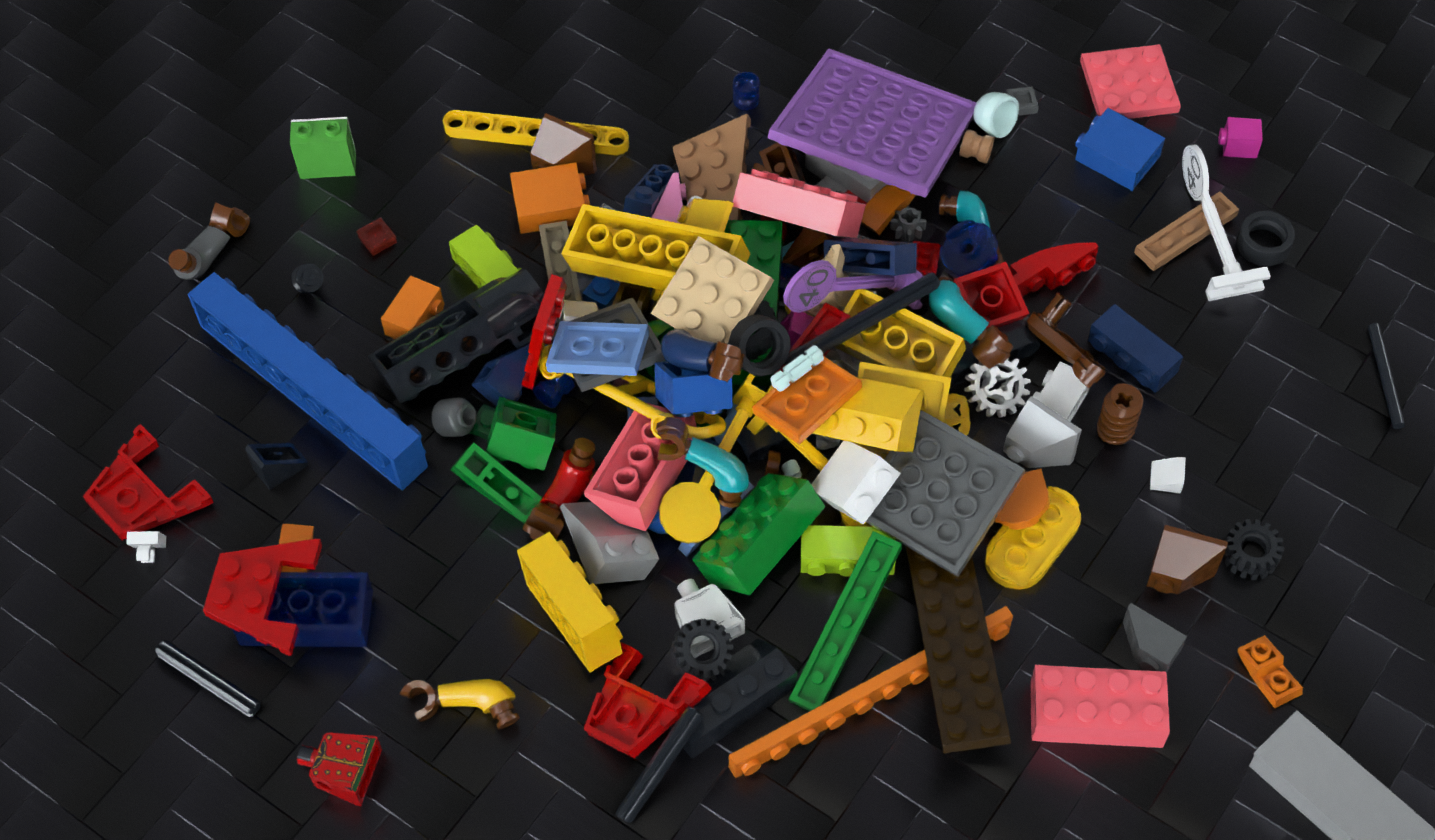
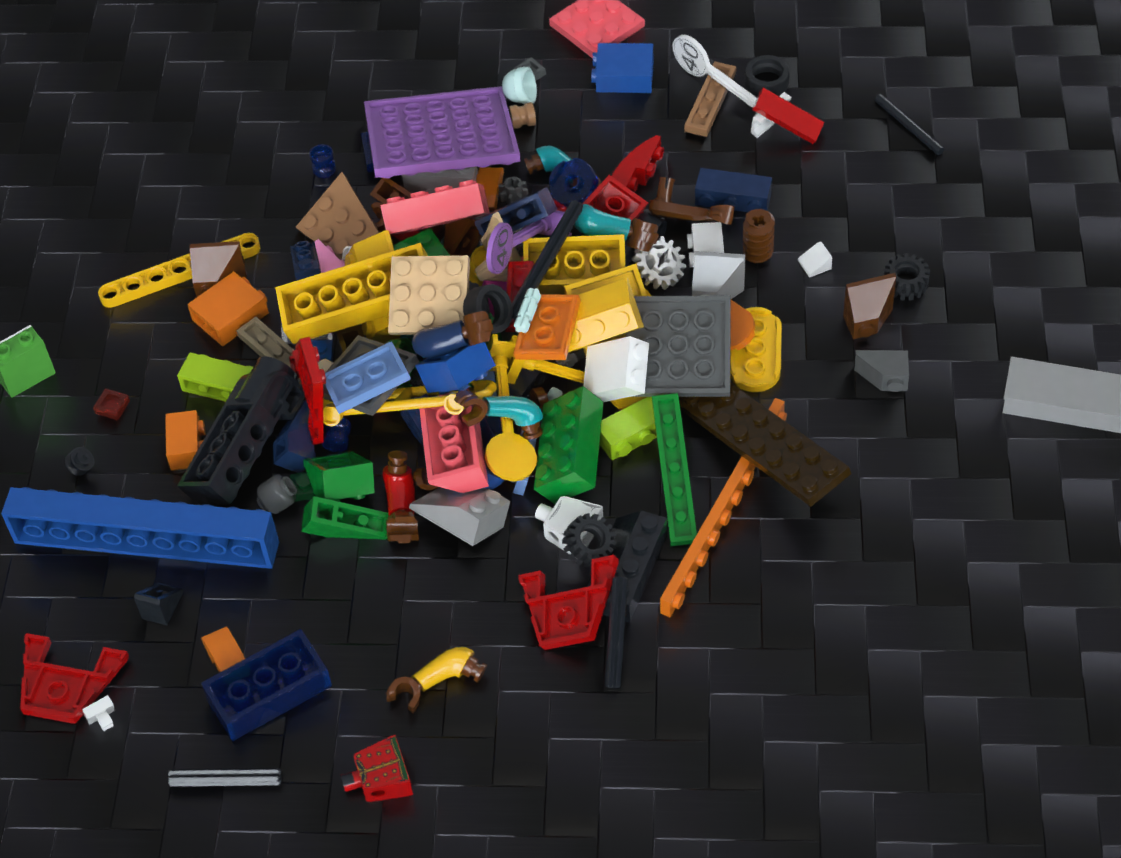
camera: 30 degrees left, 5 degrees down
(246, 587) = (216, 690): red wing -> none
(571, 601) = (468, 563): yellow brick -> none
(1099, 706) = (882, 427): coral brick -> none
(1241, 137) = (702, 19): dark pink brick -> none
(1252, 295) = (788, 115): none -> red tile
(1268, 672) = (967, 345): orange slope -> none

